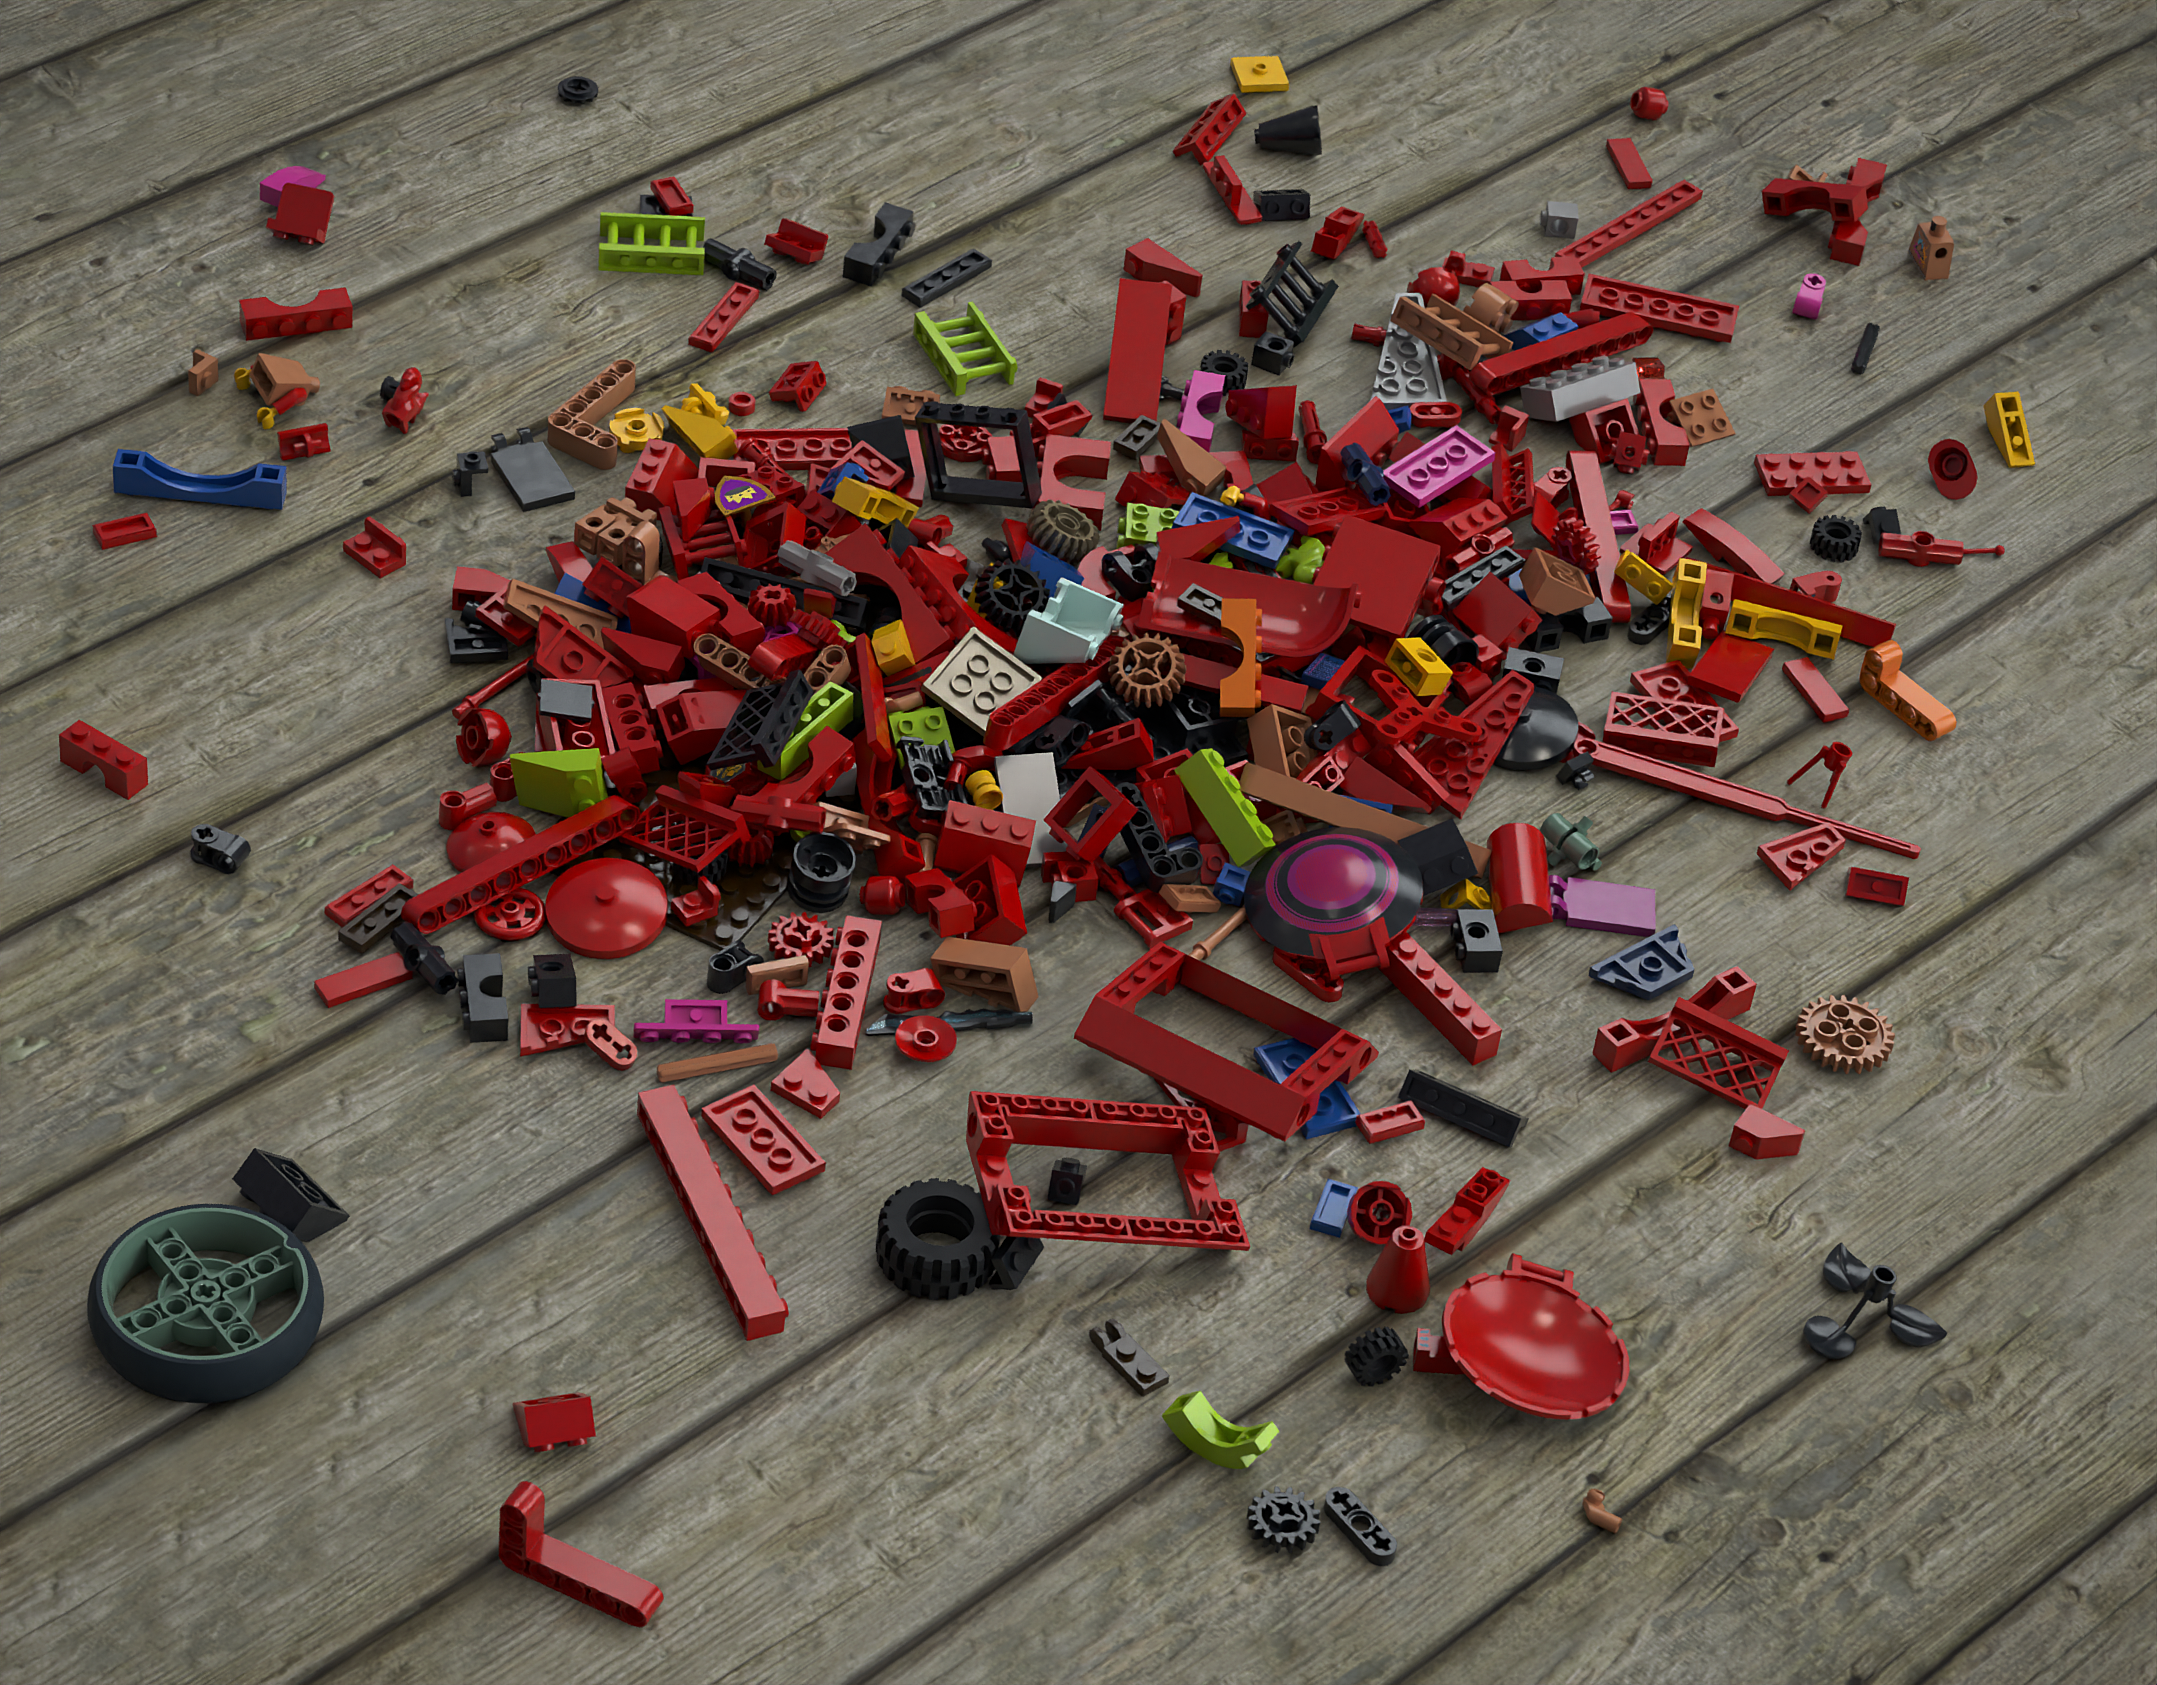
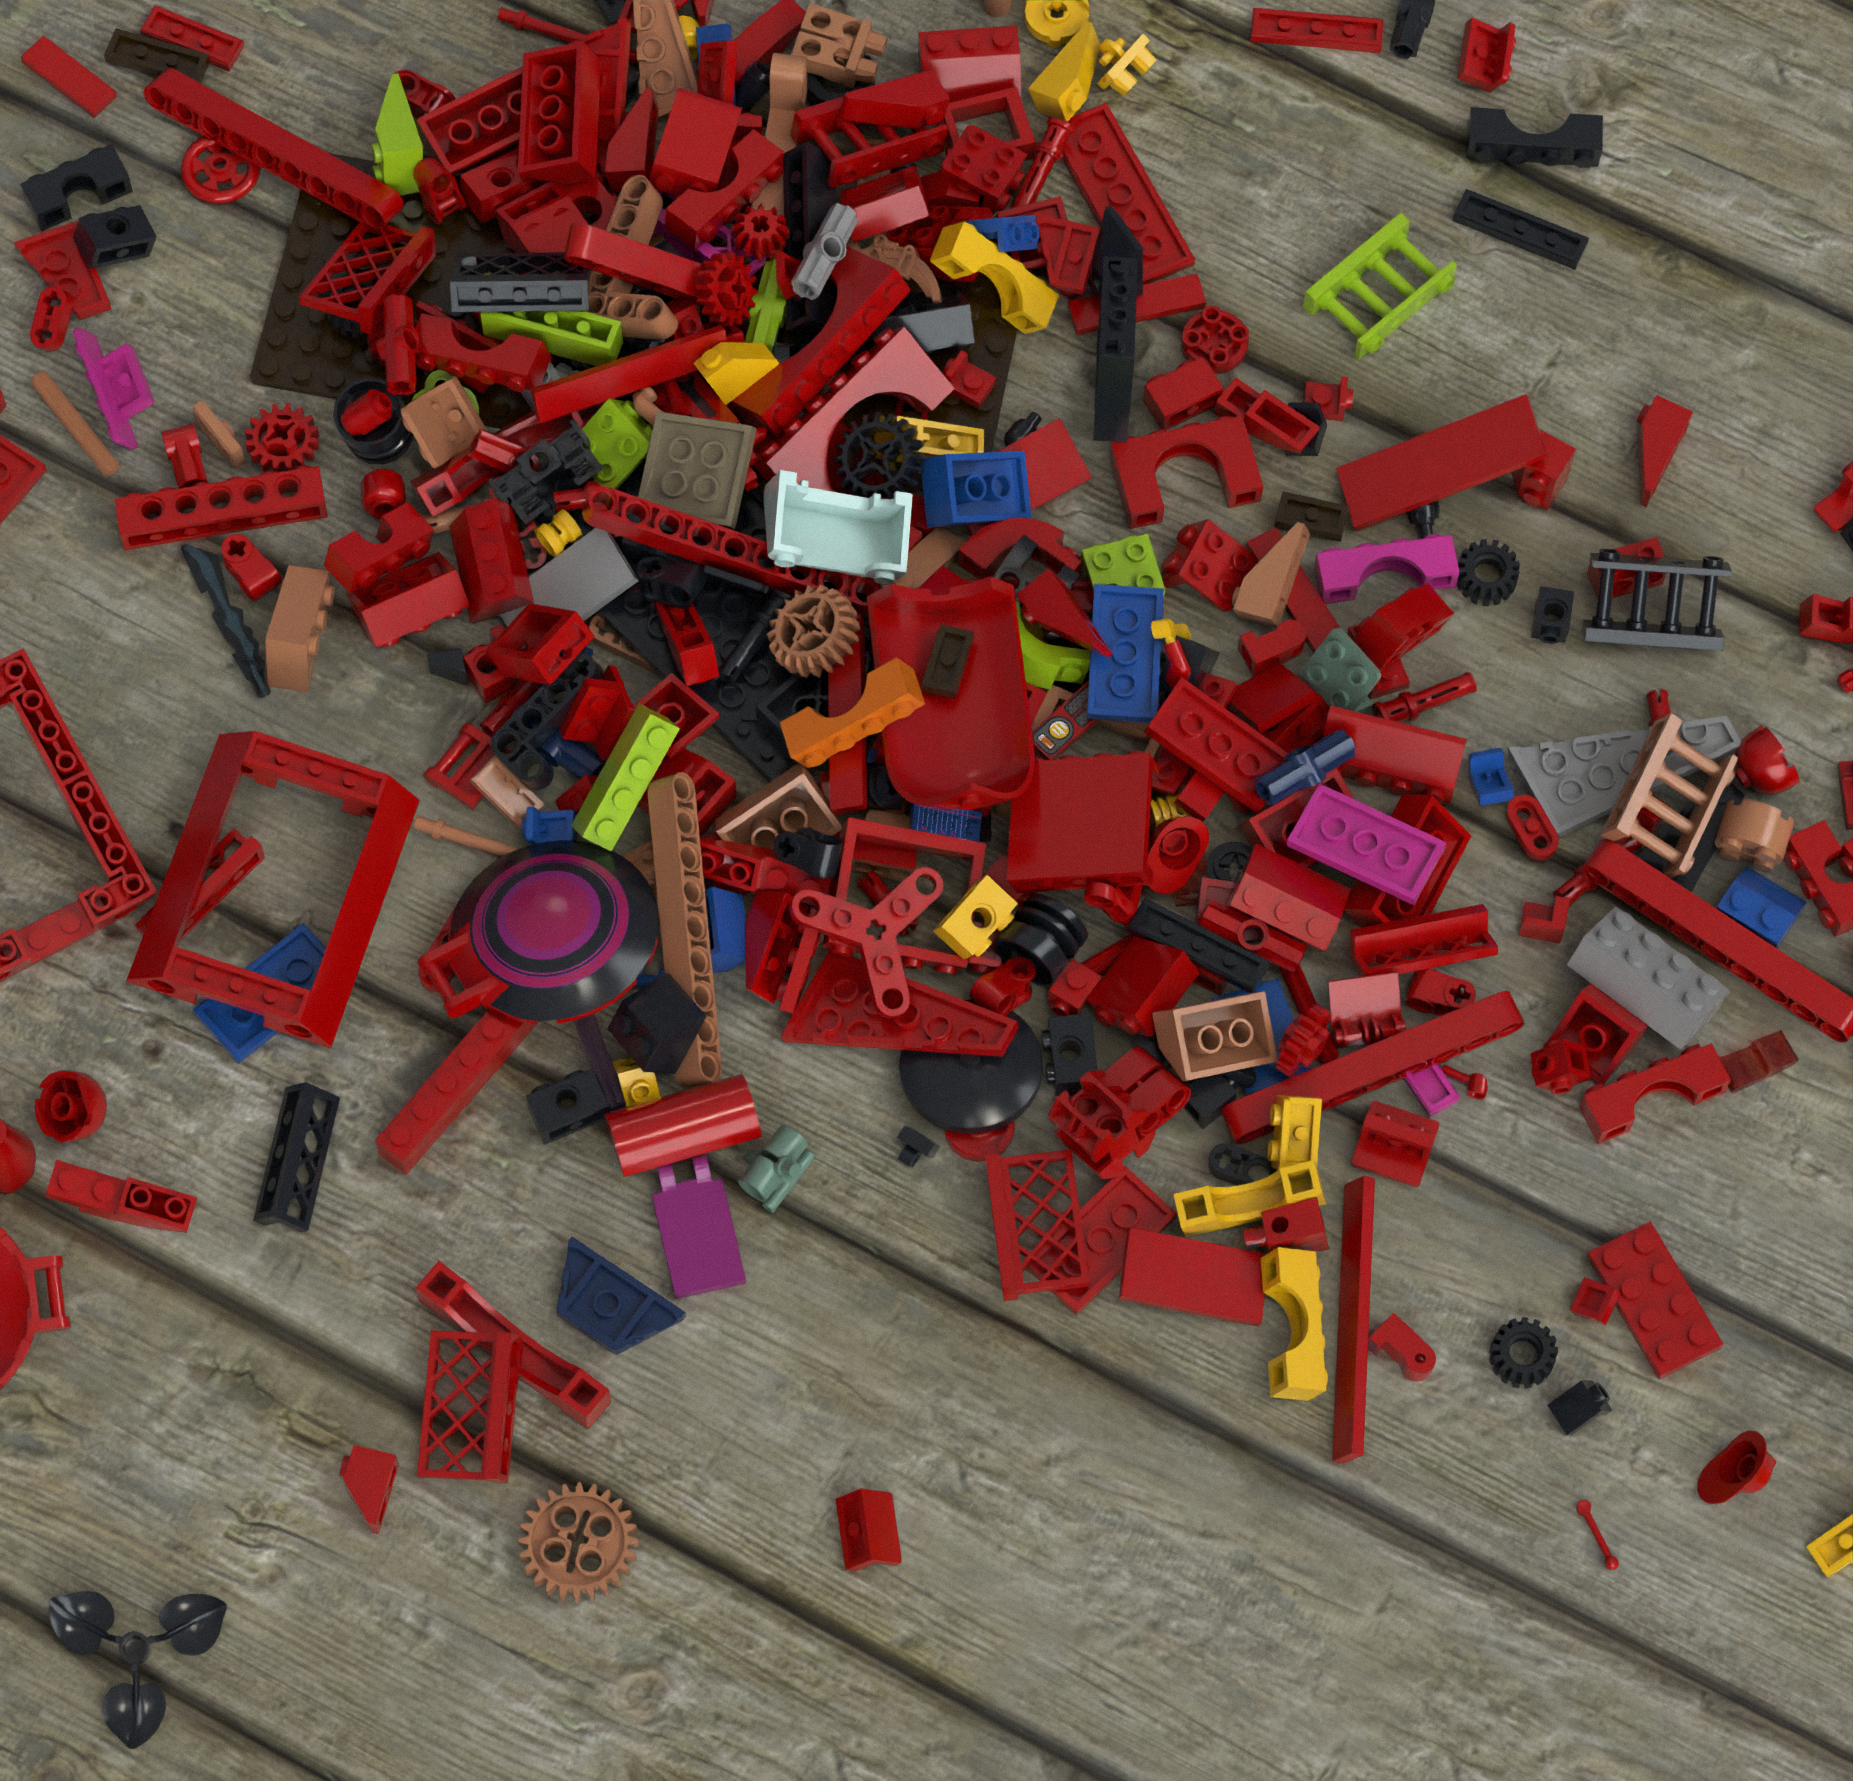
camera: 75 degrees right, 25 degrees up
(424, 958) = (105, 115): black piece -> none
(458, 806) = (356, 71): red piece -> none
(483, 737) = (459, 50): red cylinder -> none
(485, 837) = (316, 110): red dish -> none
(565, 700) = (501, 93): piece -> none
(606, 908) = (255, 248): red dish -> none
(608, 669) = (559, 114): none -> red slope
(697, 904) = (287, 325): red bracket -> none
(706, 788) = (428, 269): red slope -> none
(729, 967) = (221, 393): black piece -> none
(739, 496) = (937, 141): shield -> none
(741, 404) = (1164, 99): red tile -> none
(799, 383) = (1221, 144): red bracket -> none
(807, 1085) = (76, 515): wing -> none
(828, 854) = (367, 412): none -> red brick
(906, 403) = (1240, 266): nougat bracket -> none
(926, 1038) = (174, 588): red dish -> none
(931, 530) = (999, 349): red piece -> none
(1062, 531) = (1094, 479): dark tan gear -> none
(1066, 1181) = (28, 794): black bracket -> none
(1288, 442) = (1341, 673): none -> sand green bracket
(1302, 561) = (1115, 739): lime animal -> none
(1332, 1208) = (104, 1065): tile -> none
(1390, 1122) = (239, 1088): red plate -> none
(1584, 317) = (1824, 954): red cone -> none
(1597, 652) = (1126, 1099): none -> red connector
(1701, 417) = (1691, 1139): nougat hinge -> none
(1728, 543) = (1434, 1232): slope -> none
(1728, 793) = (956, 1318): piece -> none
(1801, 853) = (884, 1431): red wing -> none
(1815, 689) = (1211, 1389): tile -> none
(1835, 760) = (1033, 1427): red plant -> none
(1901, 695) = (1235, 1496): orange beam -> none
(1920, 548) = (1544, 1439): red piece -> none

